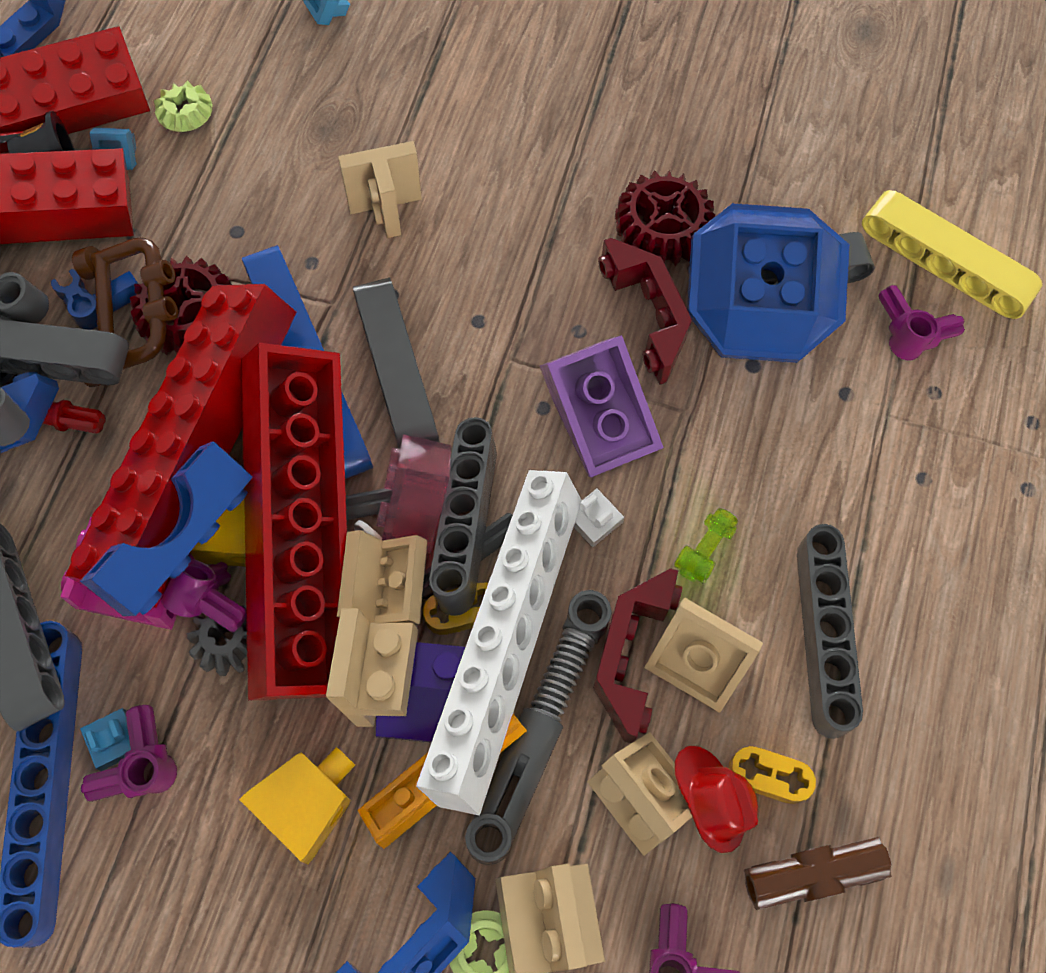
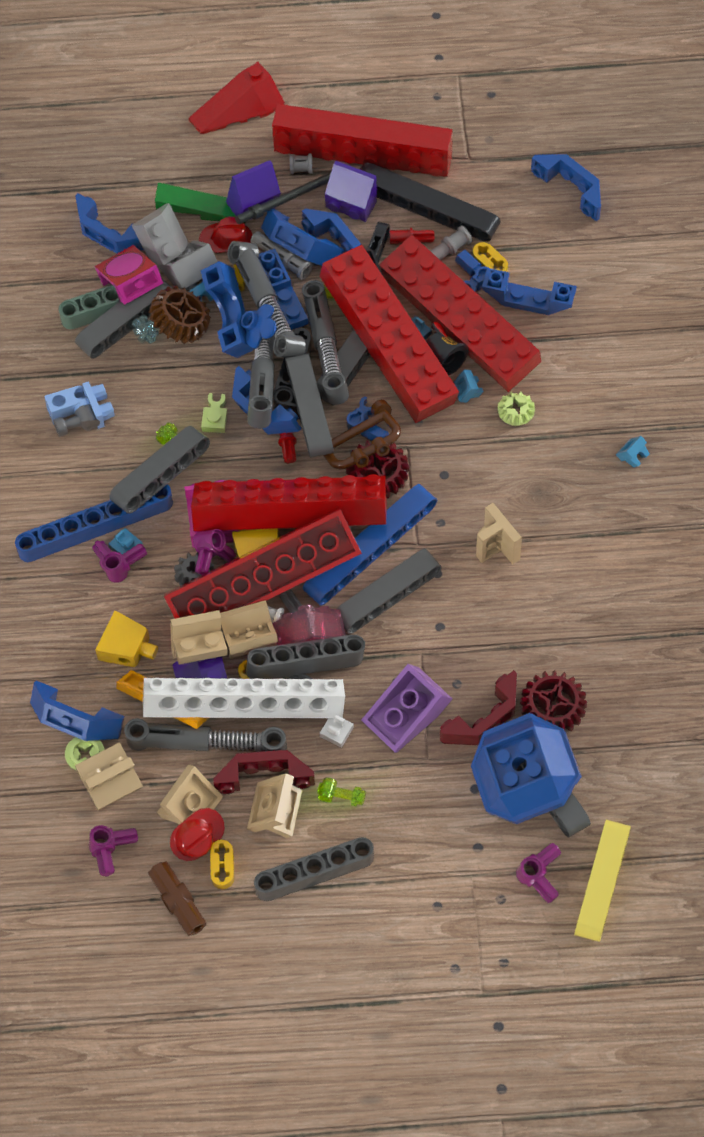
camera: 75 degrees right, 5 degrees down
(132, 575) = (197, 509): blue arch -> none

